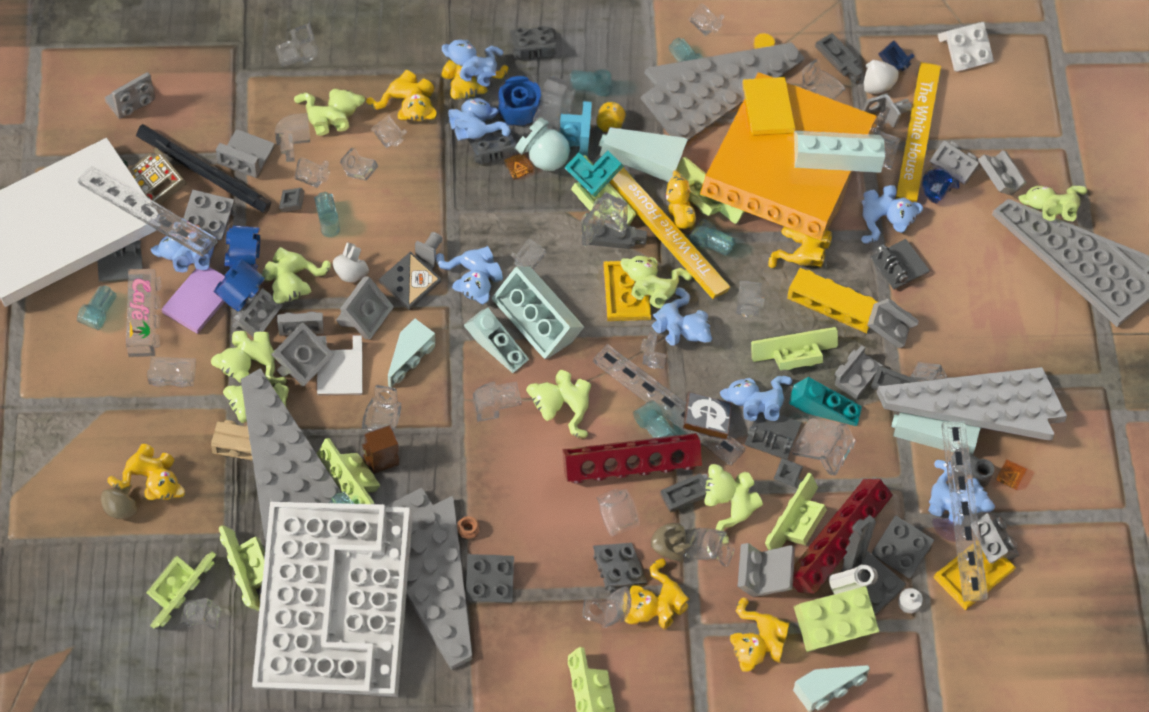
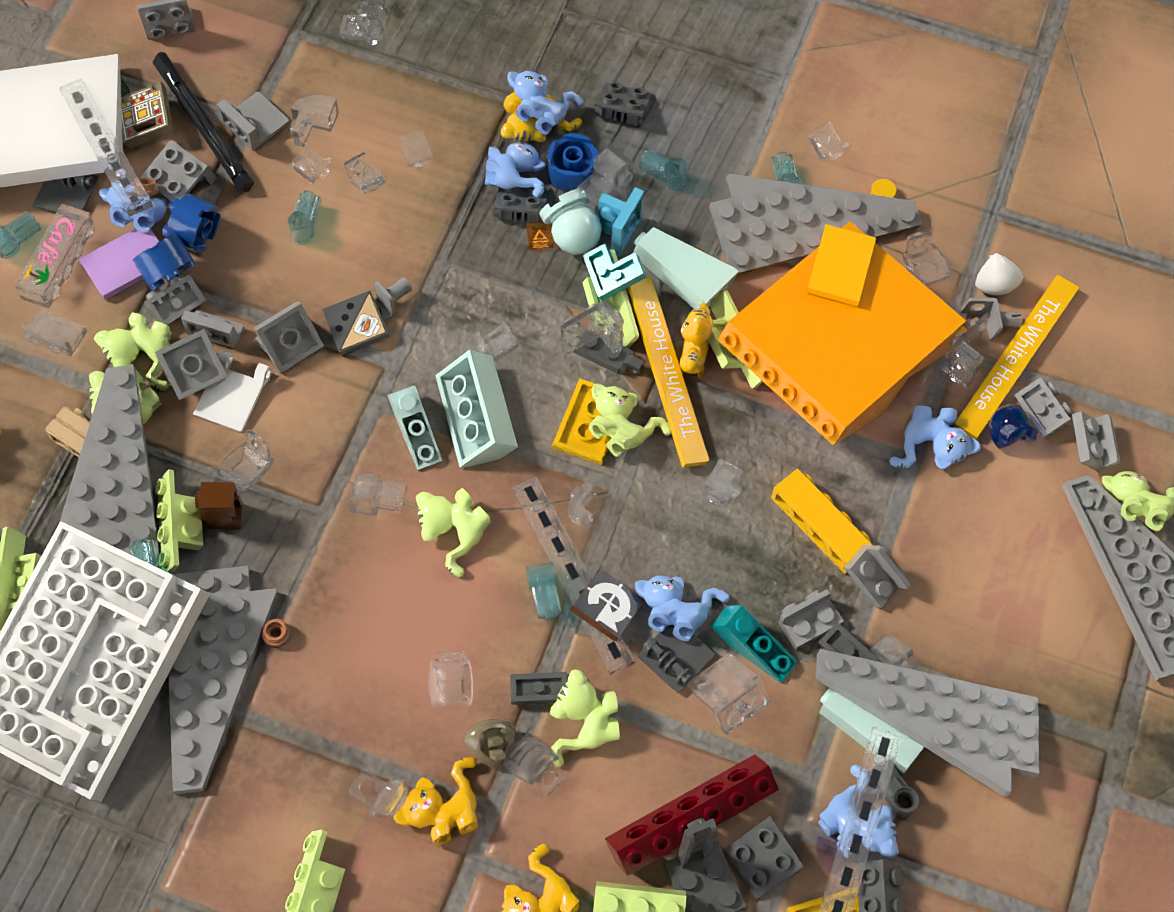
camera: 25 degrees right, 5 degrees up
(287, 285) = (221, 280): yellowish green animal -> none
(291, 199) = (276, 187): dark grey tile -> none
(340, 106) = (378, 103): yellowish green animal -> none
(349, 266) = (296, 282): white piece -> none
(412, 345) = (315, 399): light aqua slope -> none
(415, 95) = (459, 129): yellow animal -> none
(476, 283) = (424, 352): light blue animal -> none
(489, 578) = (268, 703): dark grey hinge -> none
(598, 454) = (508, 616): dark red brick -> none
(610, 115) = (666, 215): yellow head -> none
(618, 565) = (420, 746): dark grey hinge -> none
(692, 327) = (642, 491): light blue animal -> none
(707, 235) = (711, 390): clear light blue piece -> none
(765, 571) = (582, 821): light grey bracket -> none
(788, 472) = (670, 710): dark grey tile -> none
(795, 349) = (750, 564): yellowish green bracket -> none
(799, 517) = (655, 772): yellowish green bracket -> none
(808, 254) = (816, 455): yellow animal -> none
(839, 151) = (898, 347): light aqua slope -> none
(840, 57) = (963, 236): dark grey hinge -> none
(851, 579) = (679, 877): white piece -> none
(896, 56) = (1029, 258): dark blue bracket -> none
(899, 263) = (922, 505): dark grey hinge -> none
(968, 46) = (1122, 275): white bracket -> none
(1011, 474) = (940, 817): clear orange tile -> none

